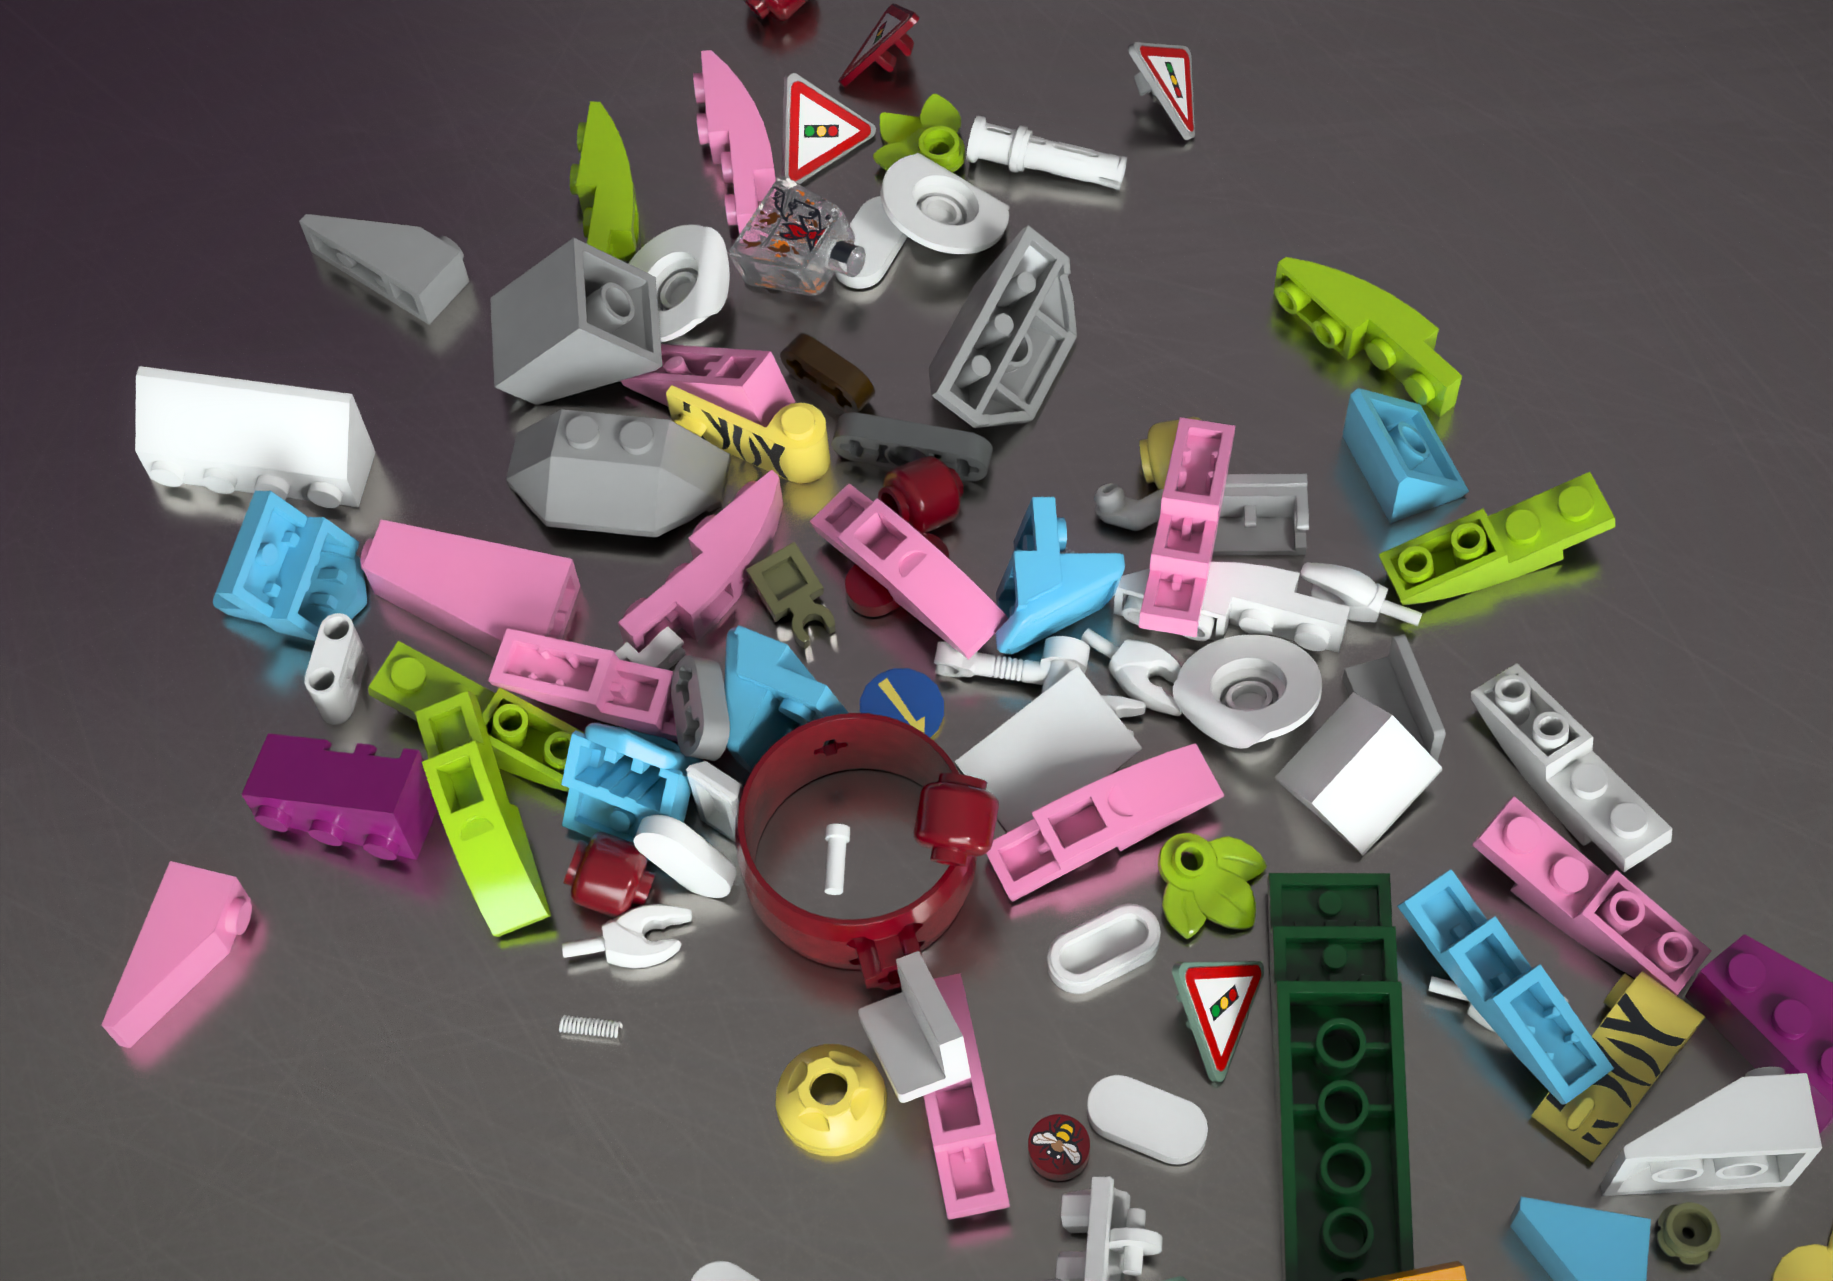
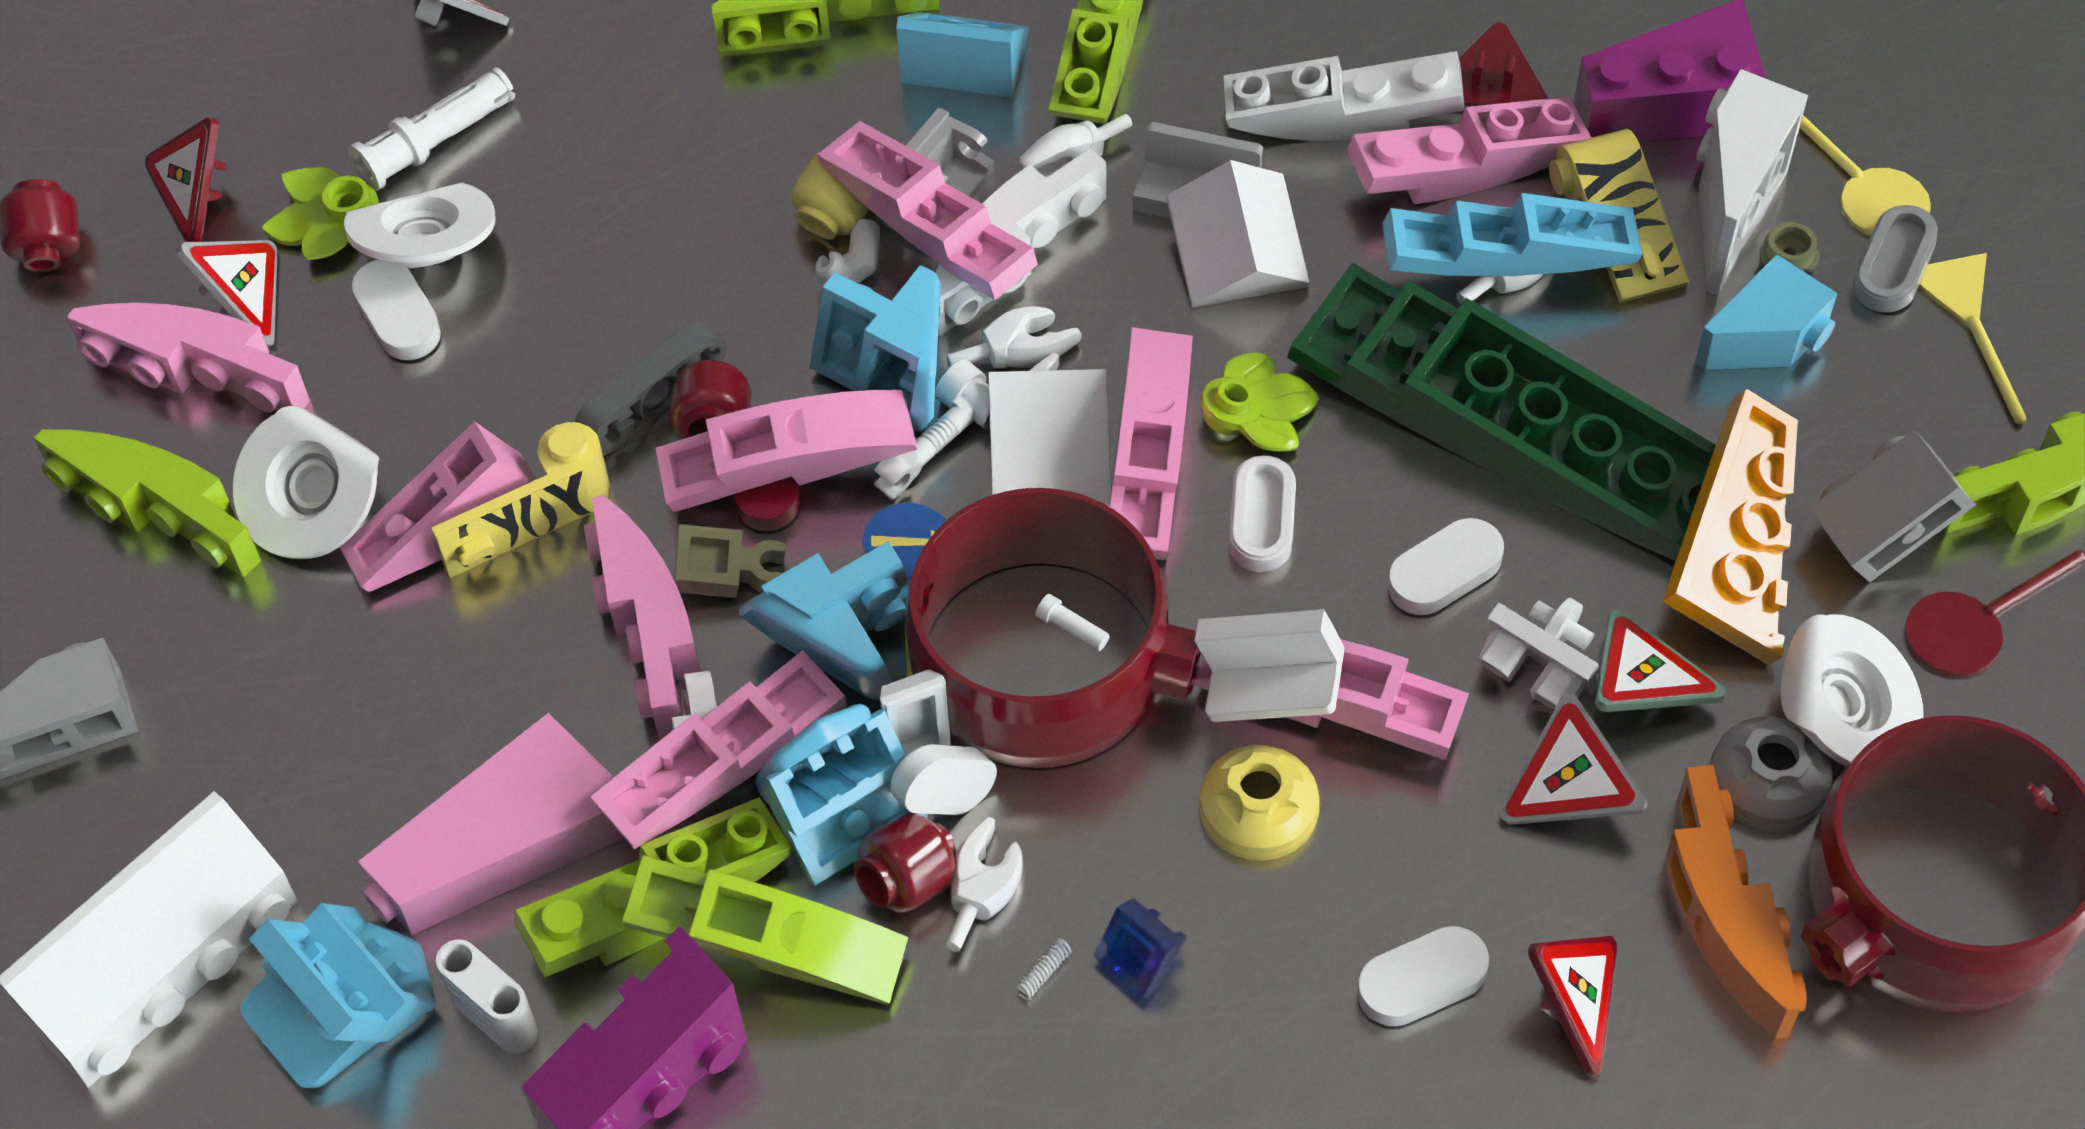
camera: 60 degrees left, 5 degrees down
(574, 325) = (279, 586): light grey slope -> none
(616, 473) = (462, 647): light grey wedge -> none
(635, 1084) = (1139, 947): none -> clear blue tile
(700, 708) = (812, 666): light grey beam -> none
(796, 242) = (355, 354): clear torso -> none
(827, 373) = (517, 409): dark brown beam -> none
(956, 818) = (1111, 500): dark red head -> none
(1008, 336) = (597, 247): light grey wedge -> none
(1058, 1147) = (1429, 644): tile -> none
(1217, 1006) = (1375, 445): piece -> none
(1248, 689) = (1107, 266): white hat -> none
(1704, 879) = (1497, 71): none -> dark red piece

